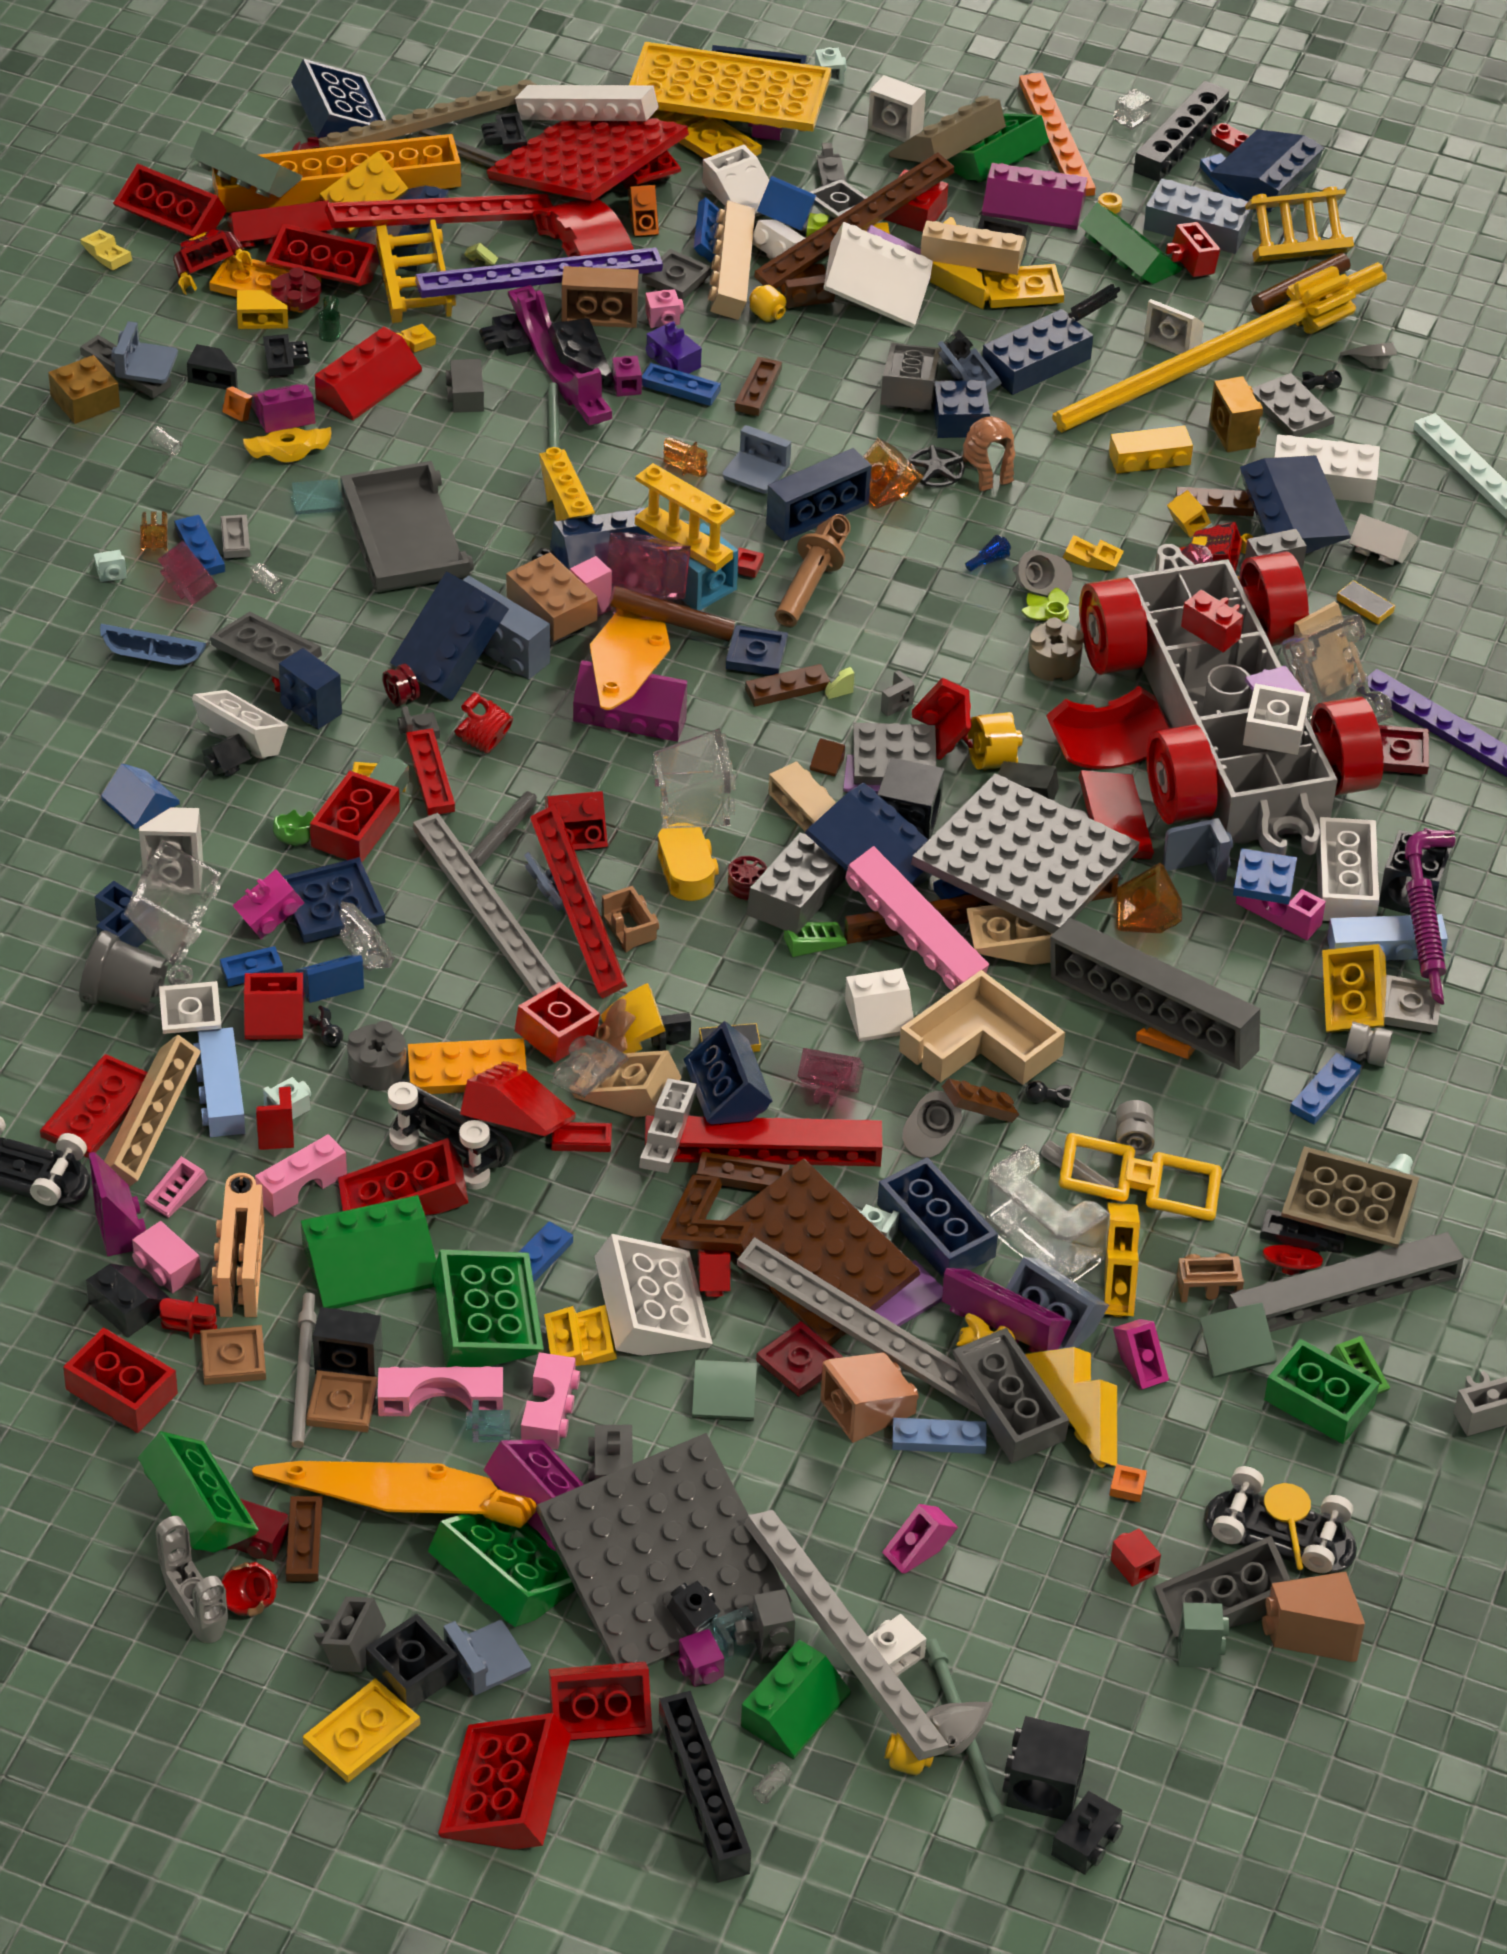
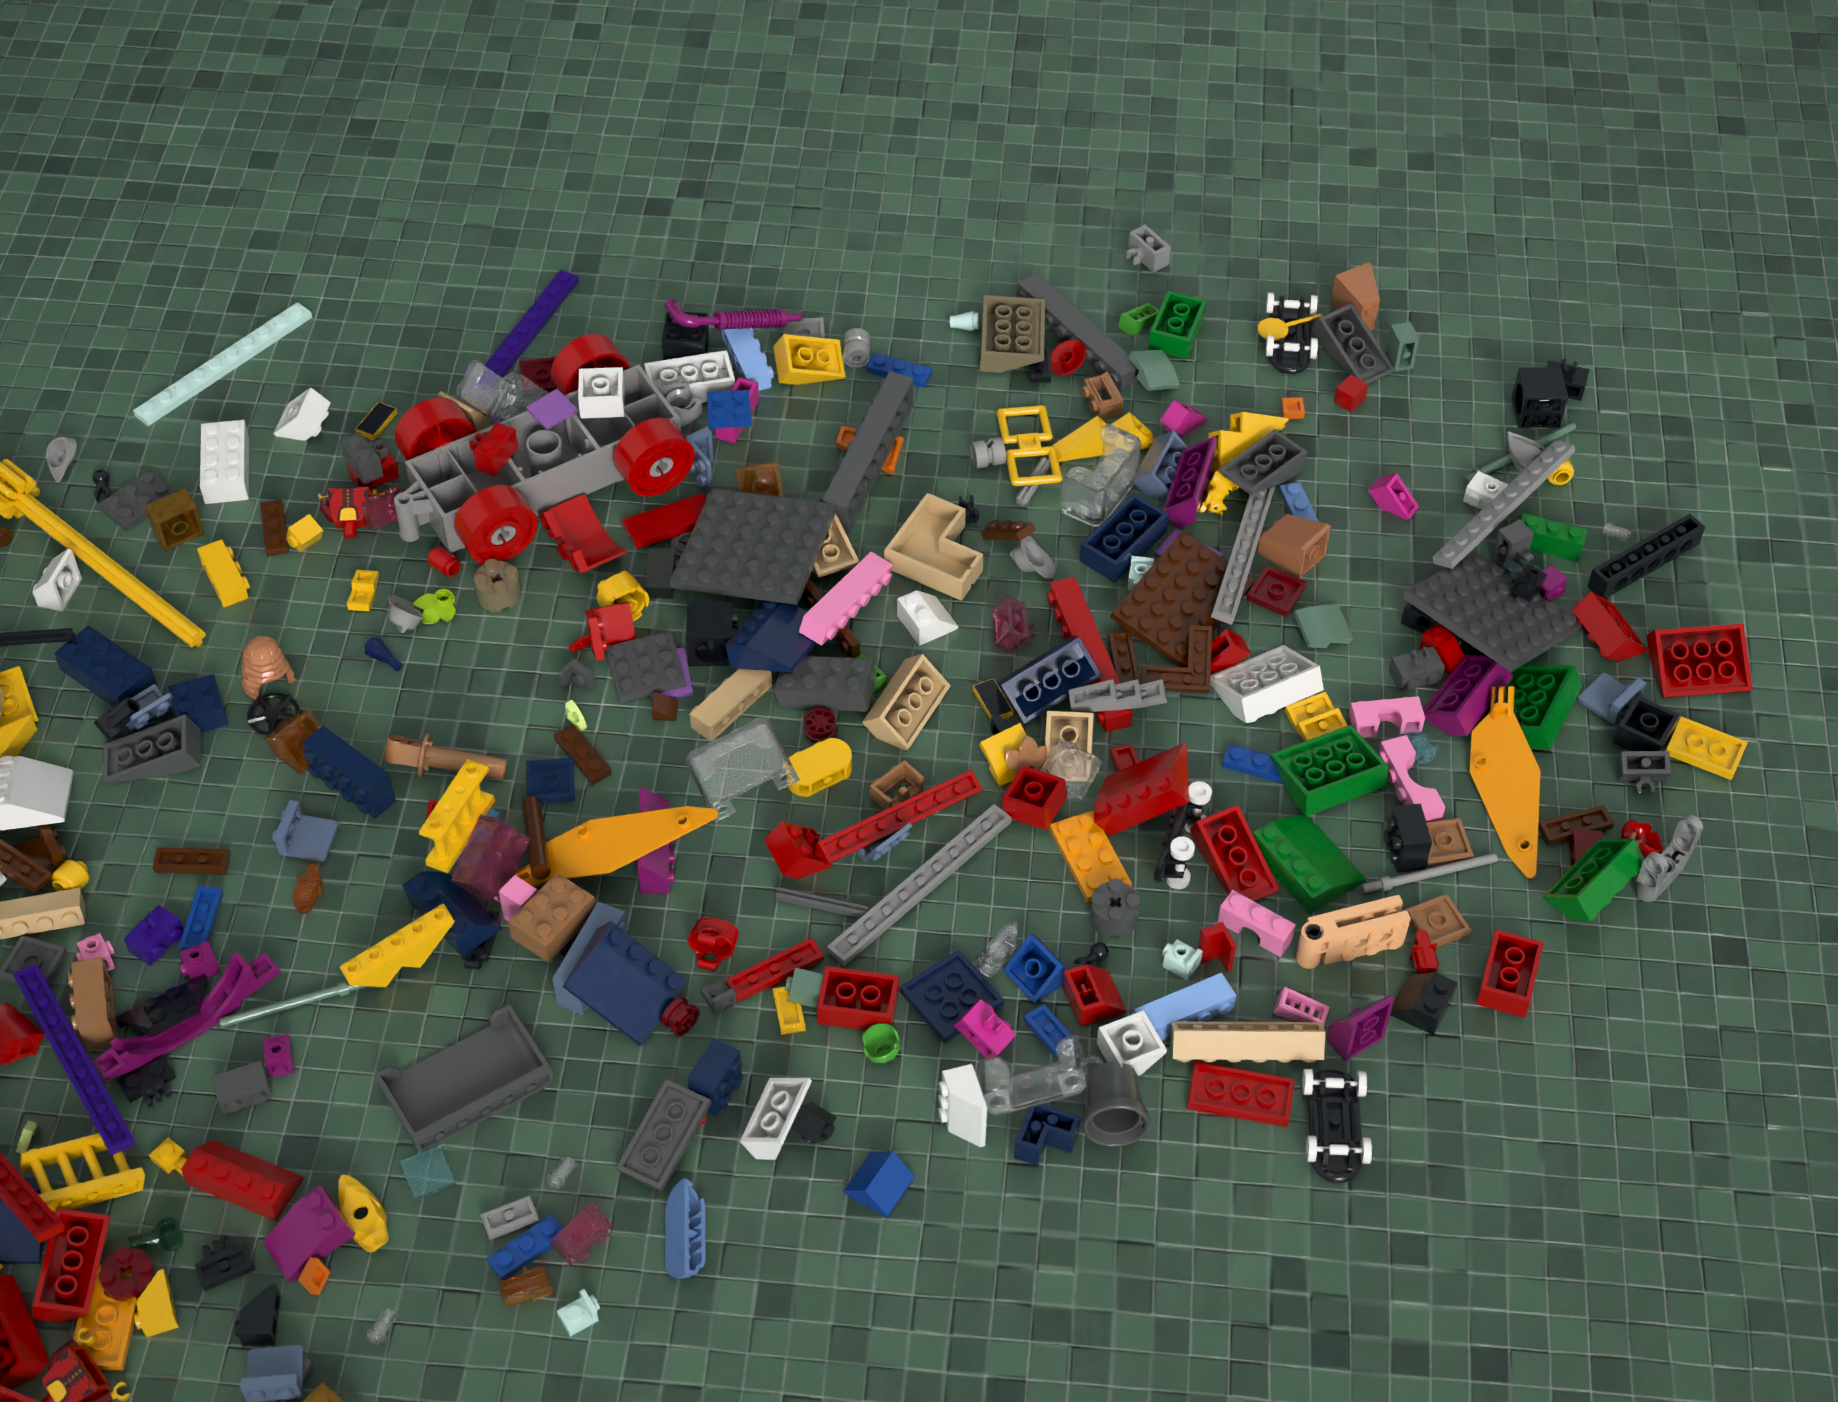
camera: 105 degrees left, 5 degrees up
(166, 1257) = (1377, 983): bright pink brick -> none
(490, 412) = (278, 1055): none -> magenta brick
(750, 956) = (907, 702): none -> tan slope
(1294, 495) = (289, 465): dark blue slope -> none

